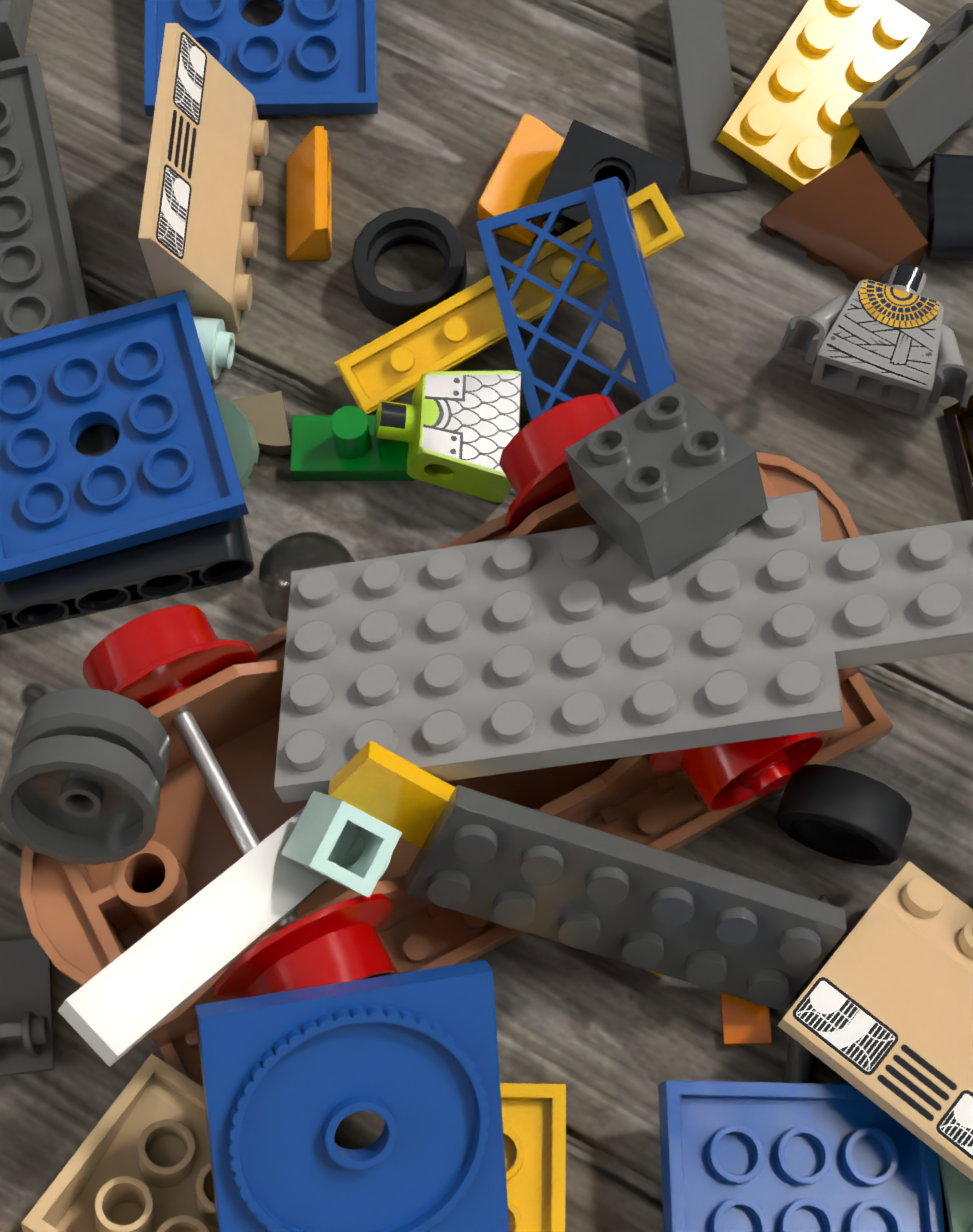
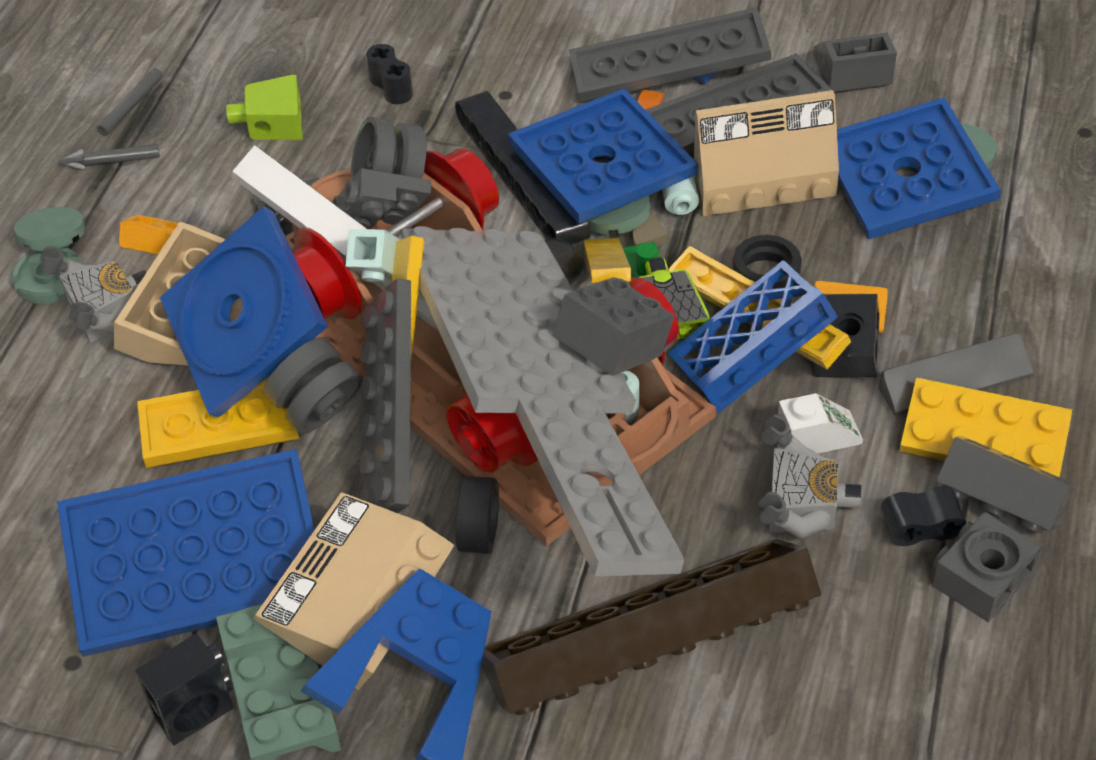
camera: 75 degrees right, 20 degrees down
(193, 817) = (381, 196): none -> dark grey plate
(309, 199) = (797, 219): light orange slope -> none
(407, 478) = (606, 260): none -> yellow tile
(548, 1028) = (312, 385): none -> dark grey wheel
(761, 296) = (820, 423): none -> white slope
(850, 222) = (887, 461): reddish brown slope -> none

